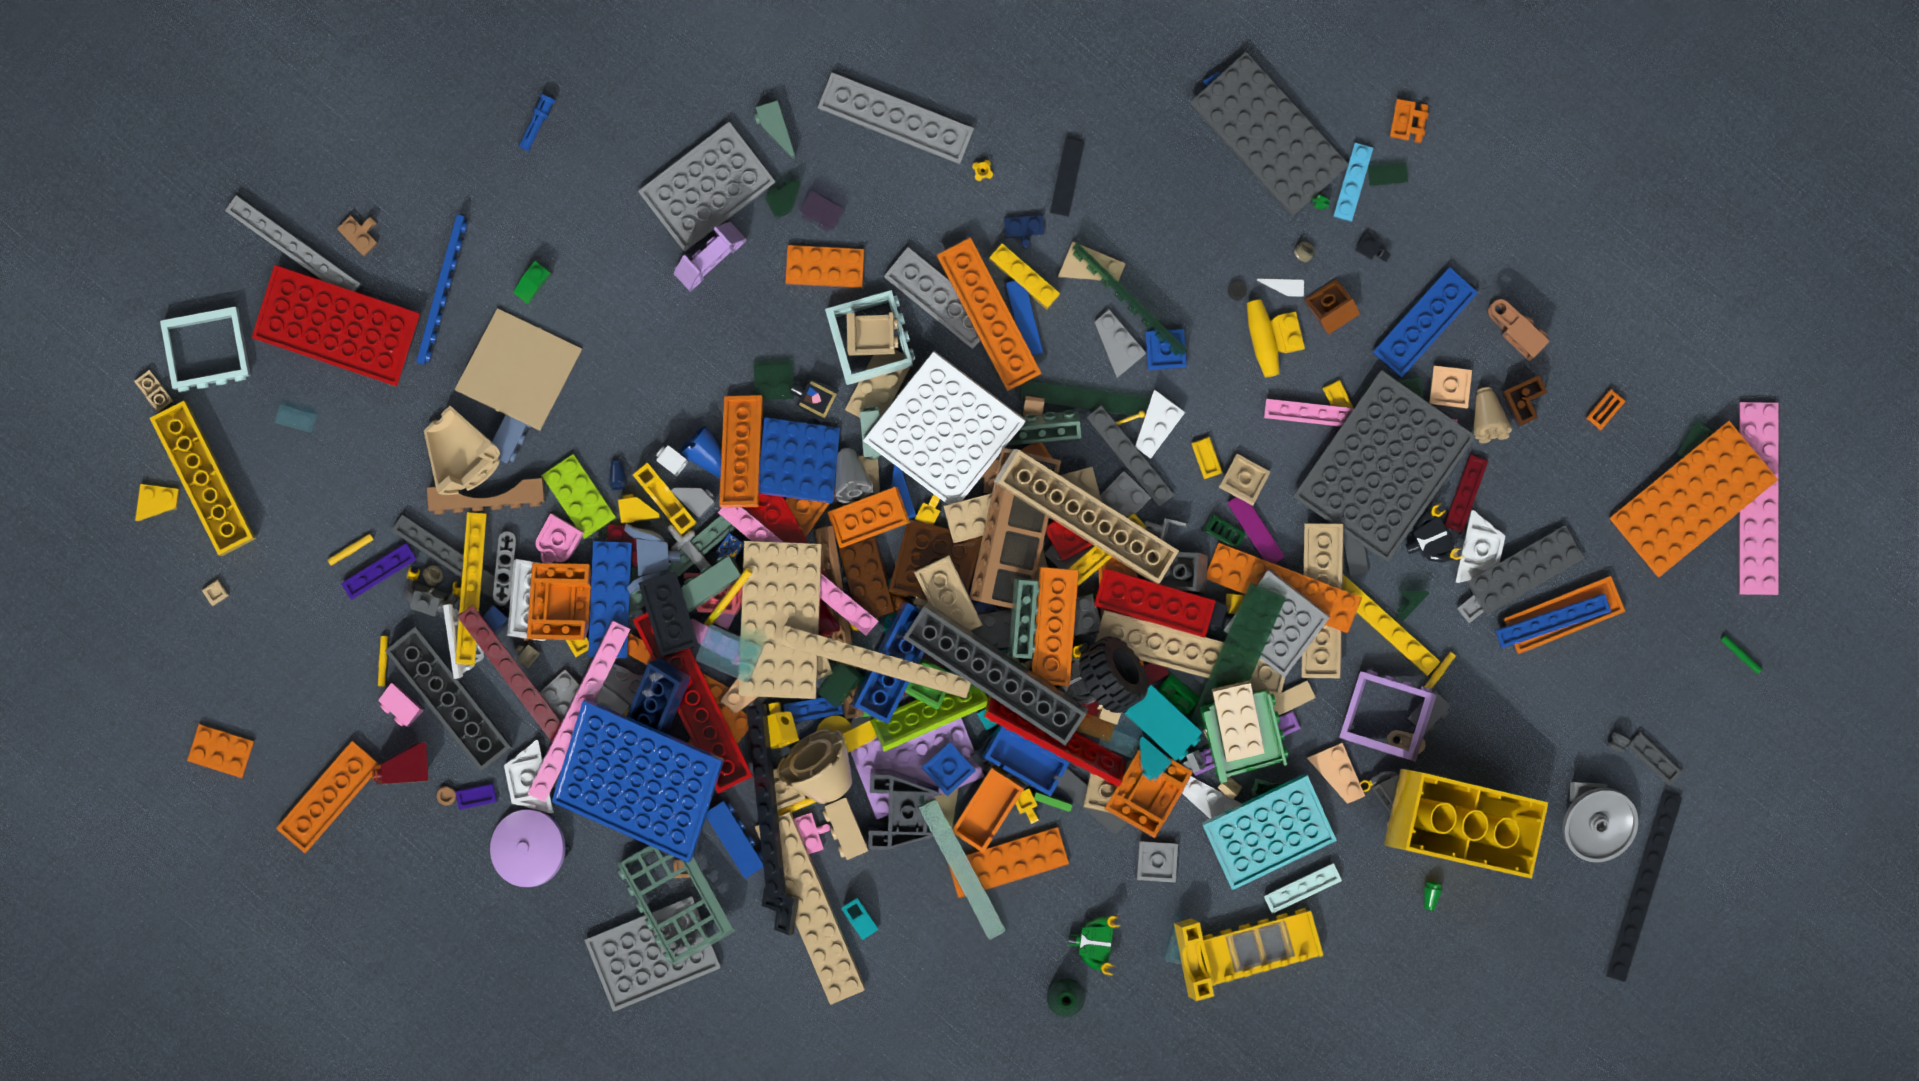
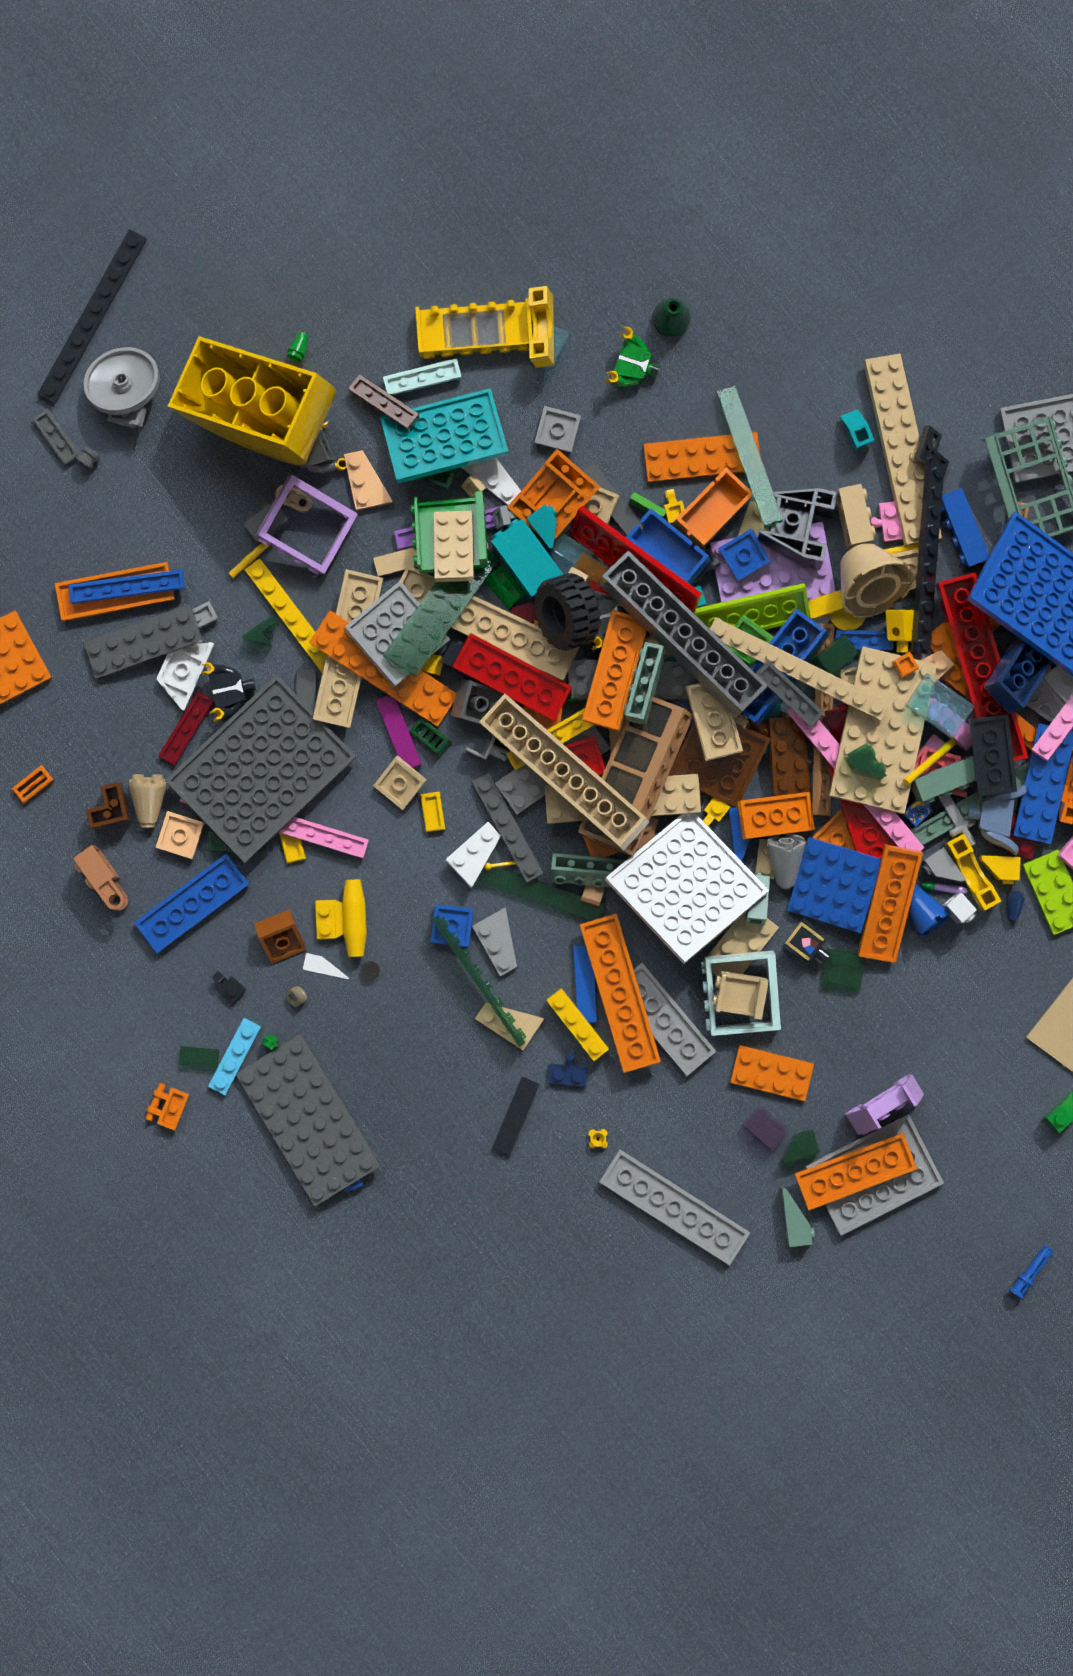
camera: 175 degrees left, 0 degrees up
(688, 480) = (944, 887): none -> lavender piece
(726, 185) = (855, 1171): none -> orange plate
(770, 687) = (905, 665): none -> orange tile
(795, 581) = (864, 763): none -> clear green slope
(879, 636) = (789, 693): none -> dark grey plate
(1335, 854) = (383, 402): none -> plate

